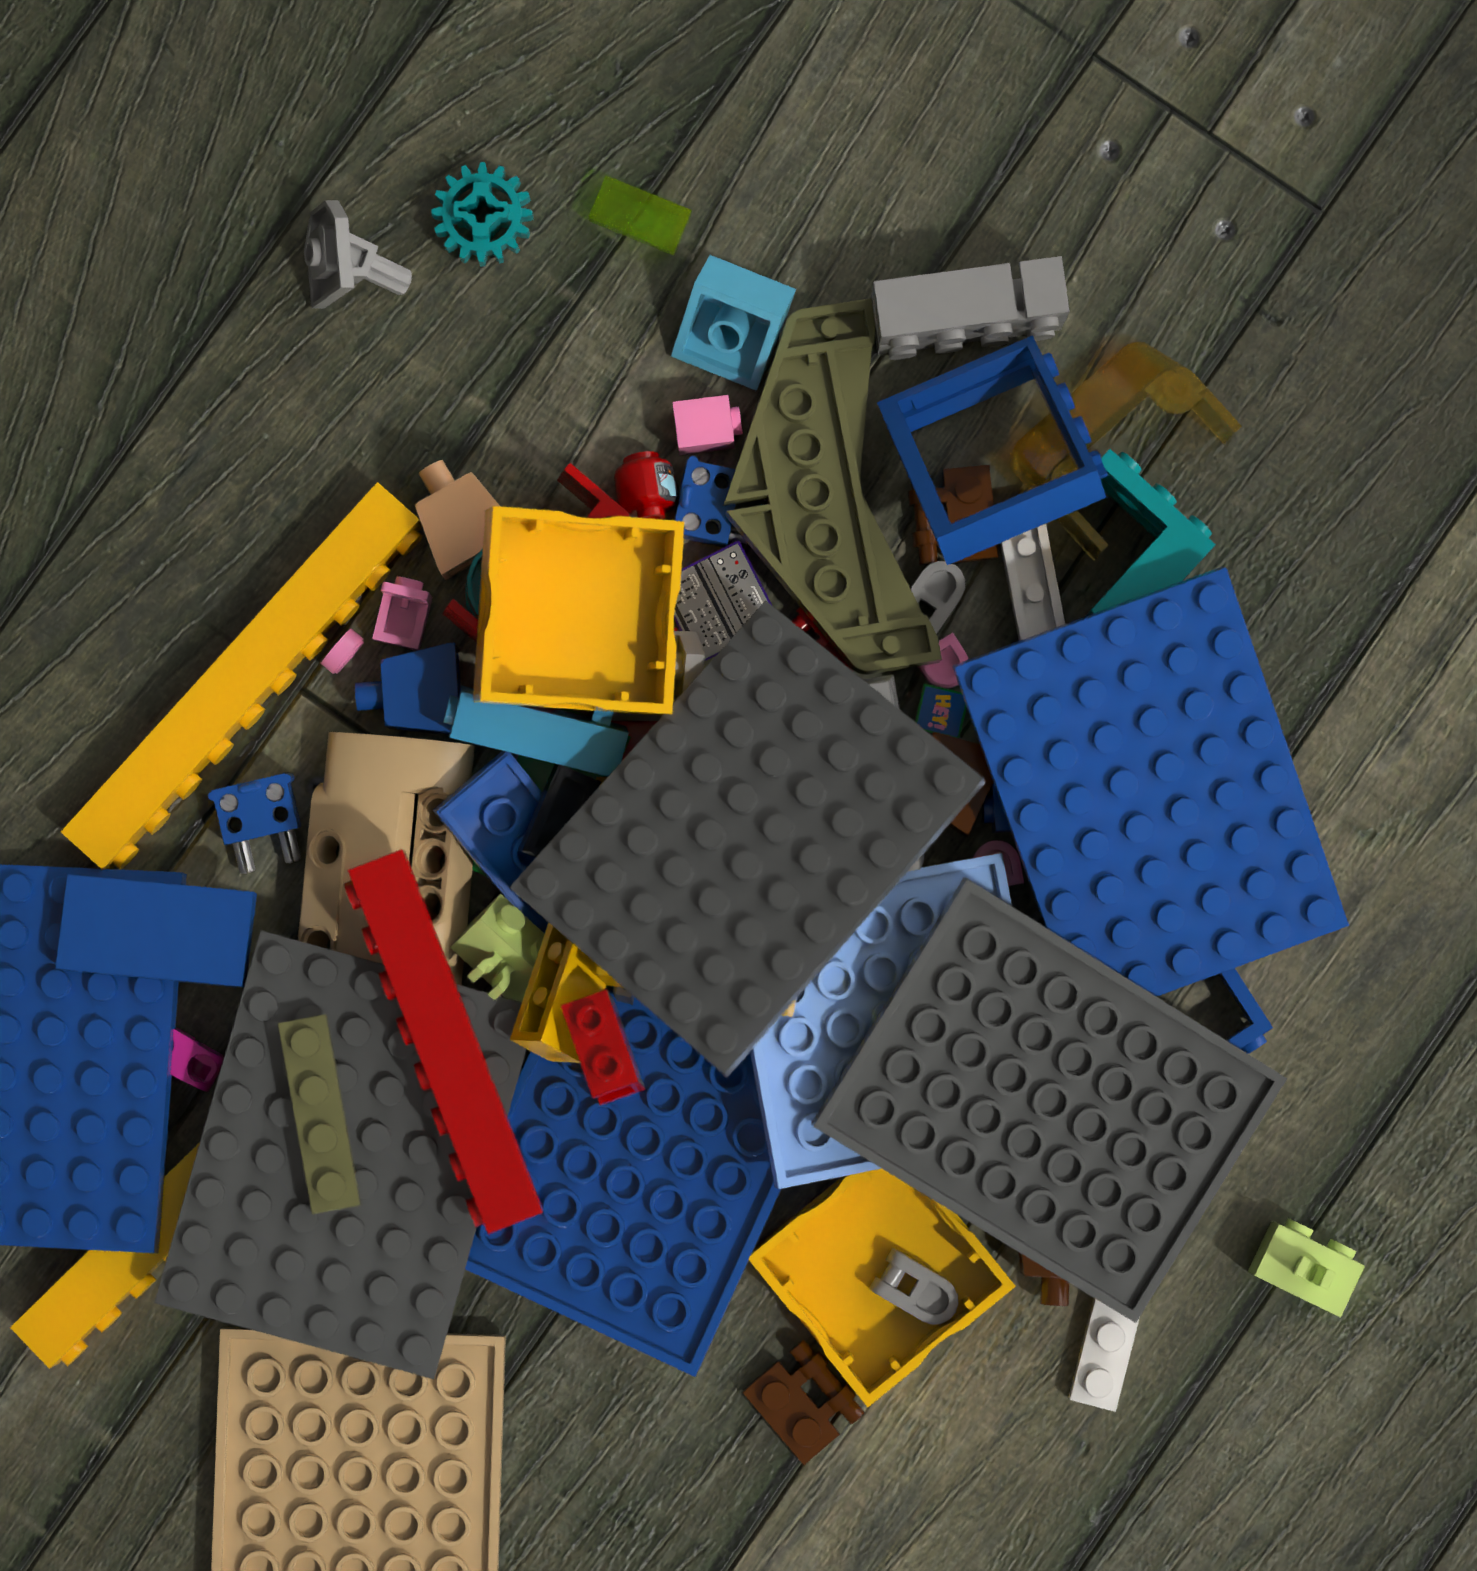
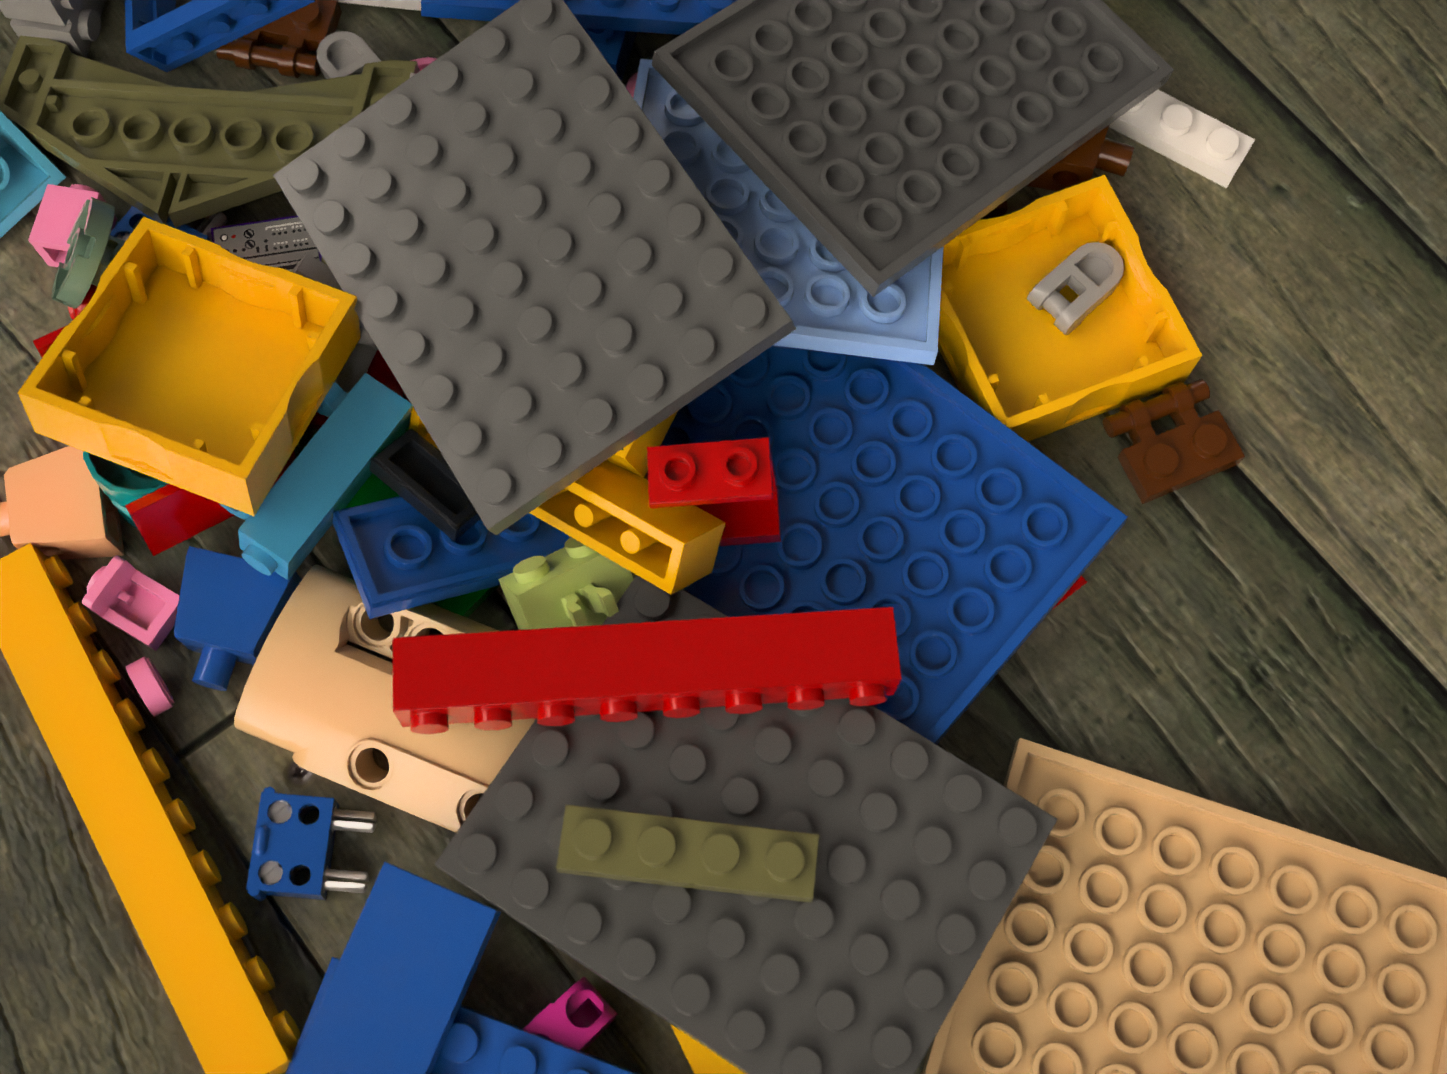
camera: 75 degrees left, 15 degrees down
(661, 470) = (88, 253): none -> sand green tile

